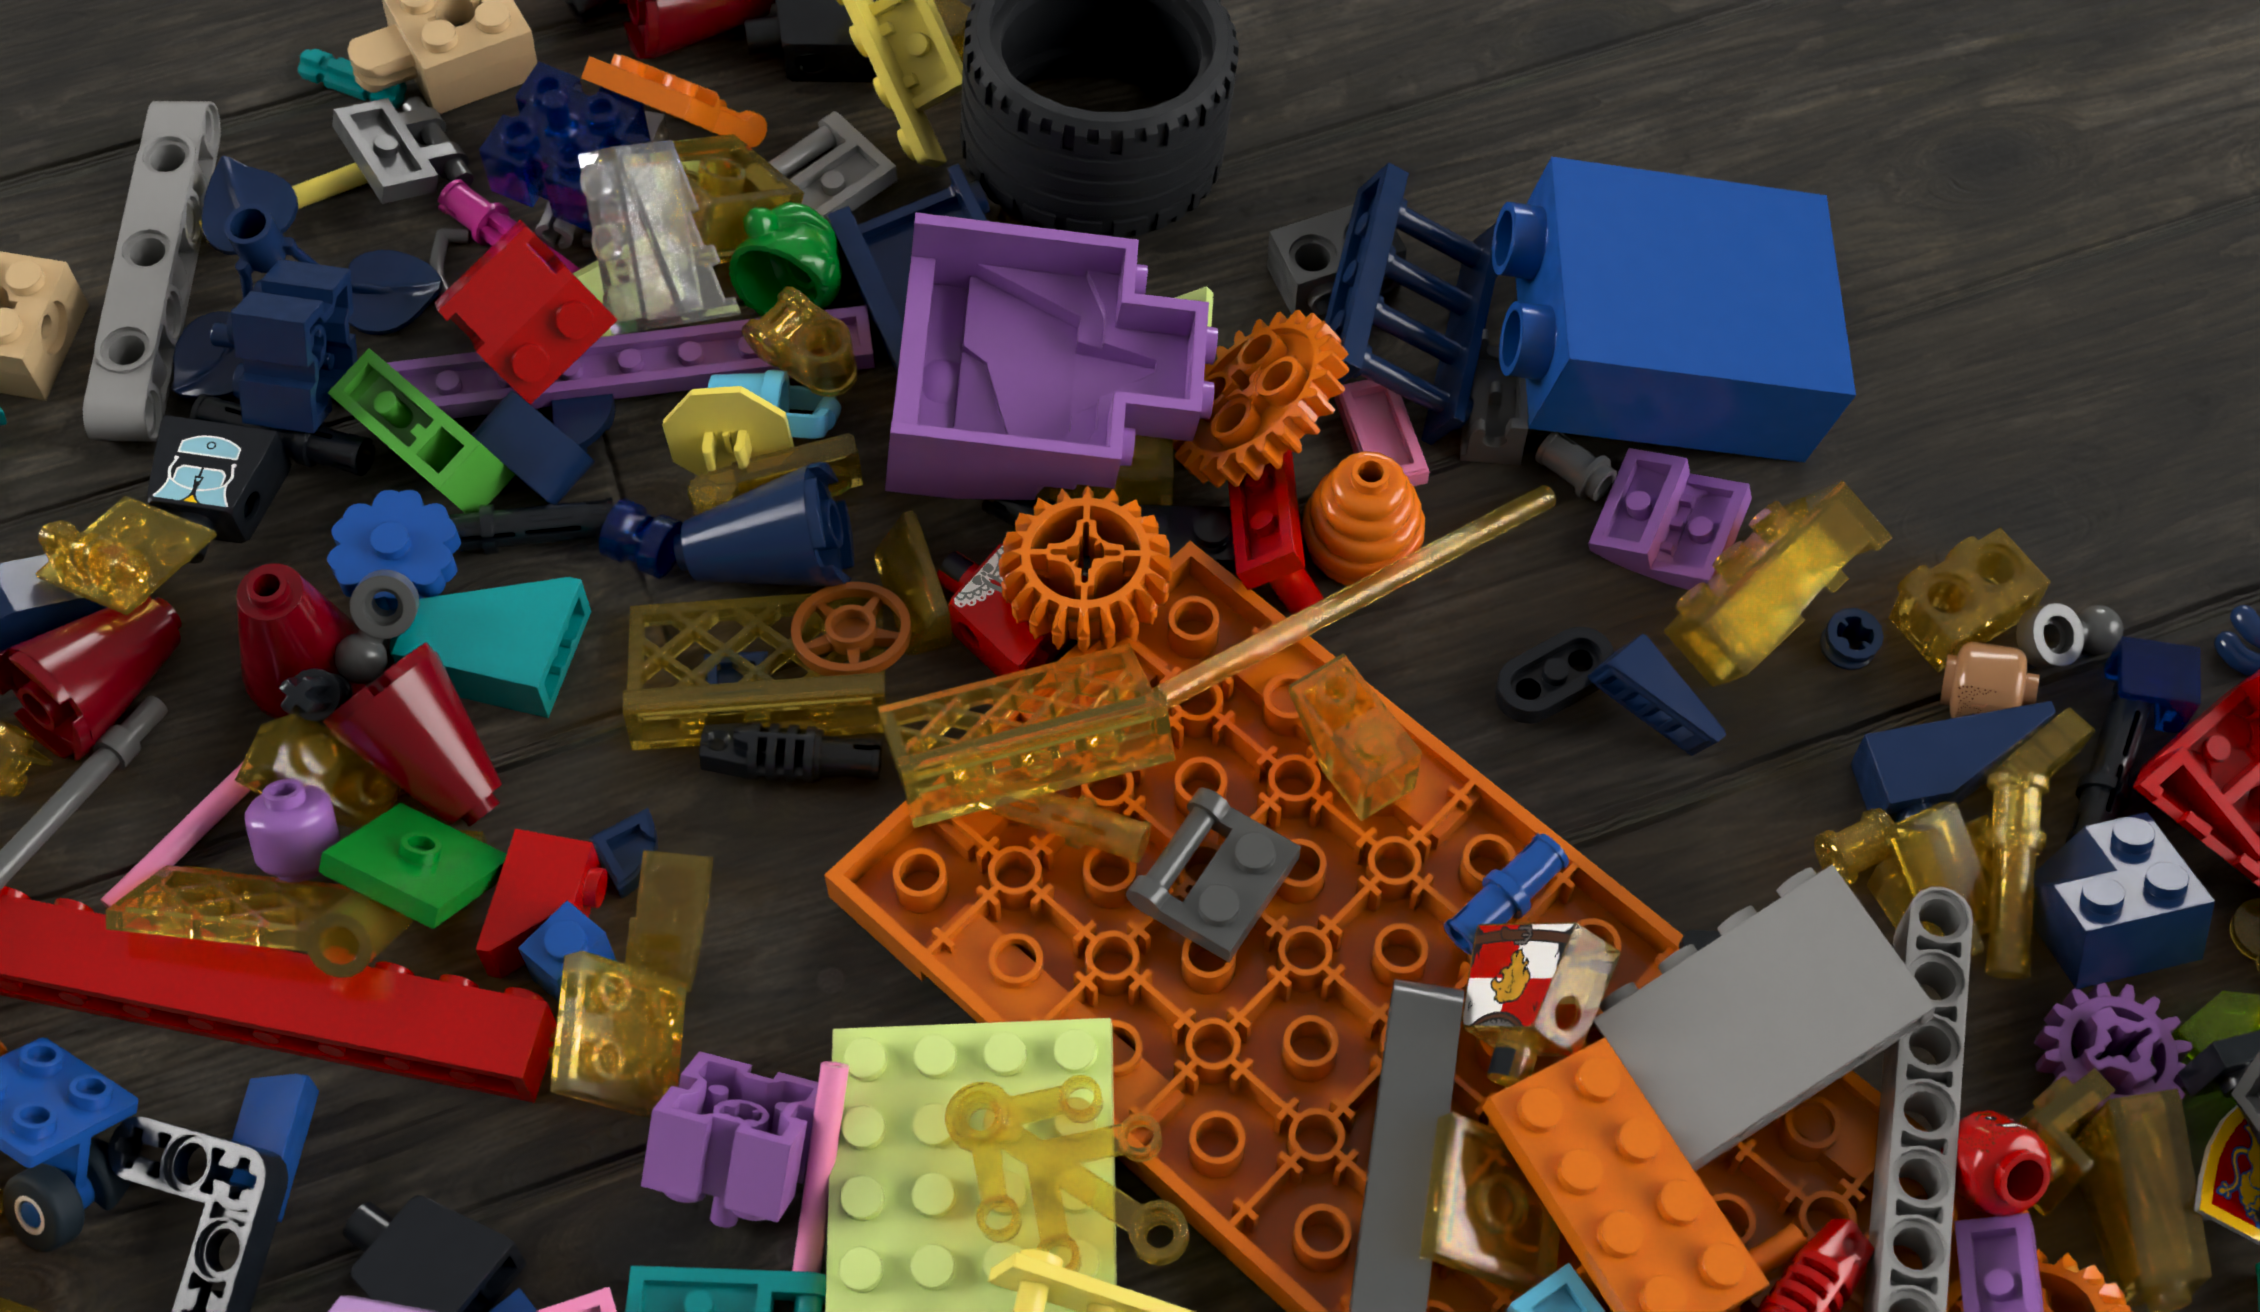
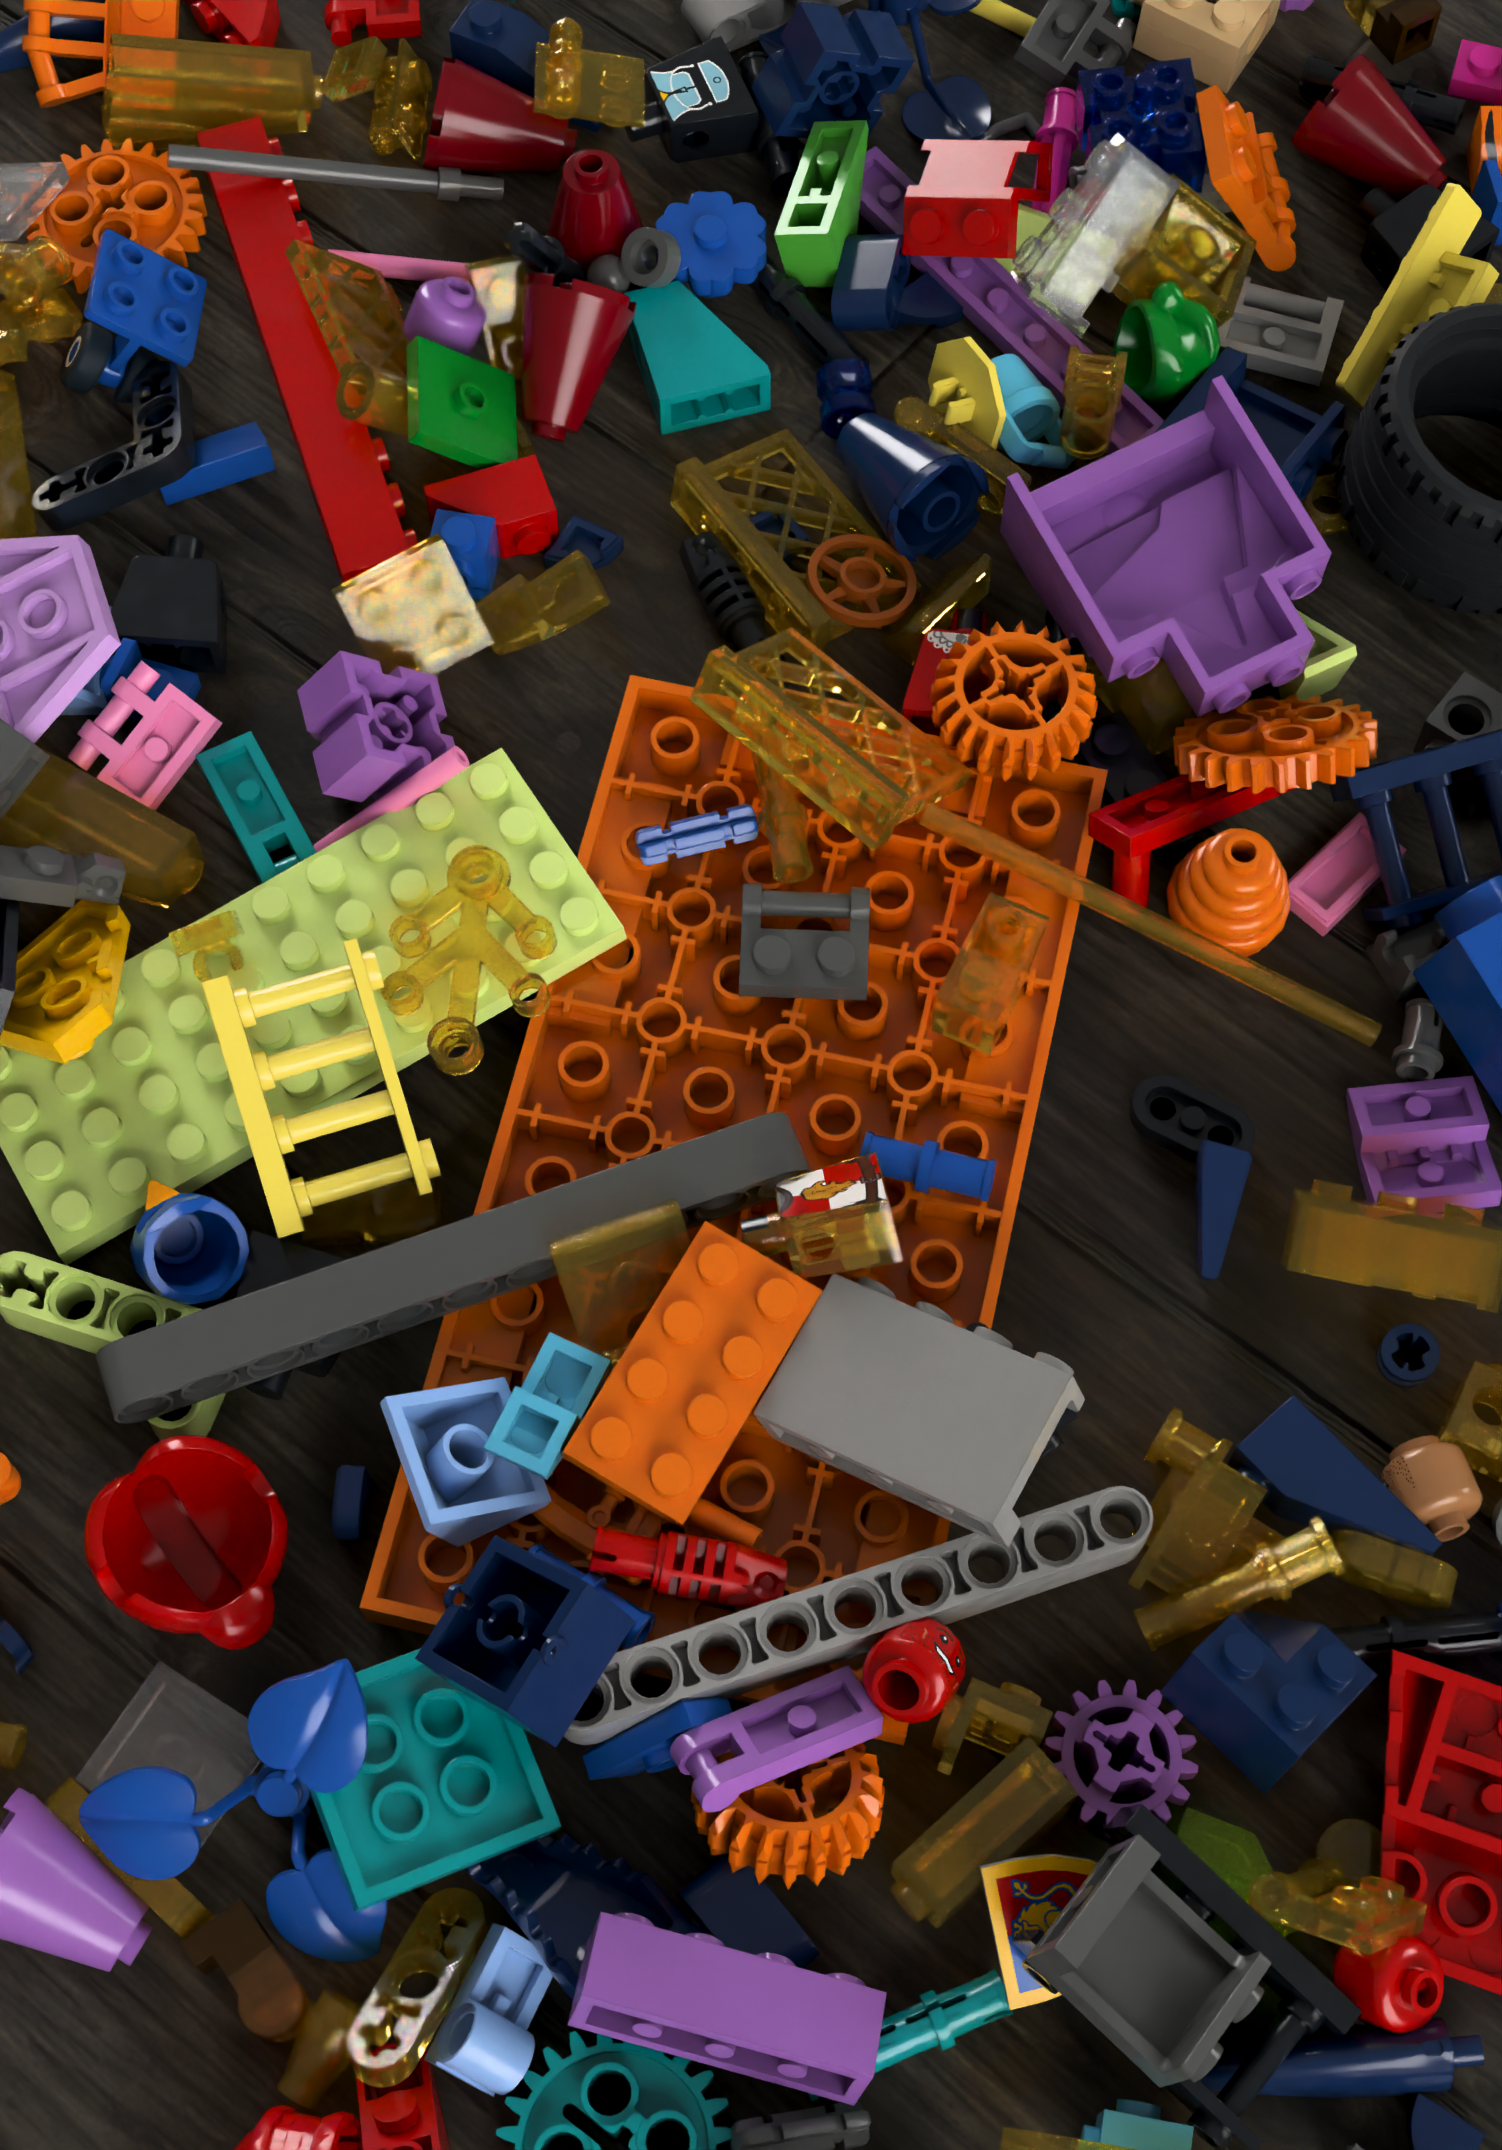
camera: 60 degrees right, 5 degrees up
(1044, 905) = (697, 834): none -> axle

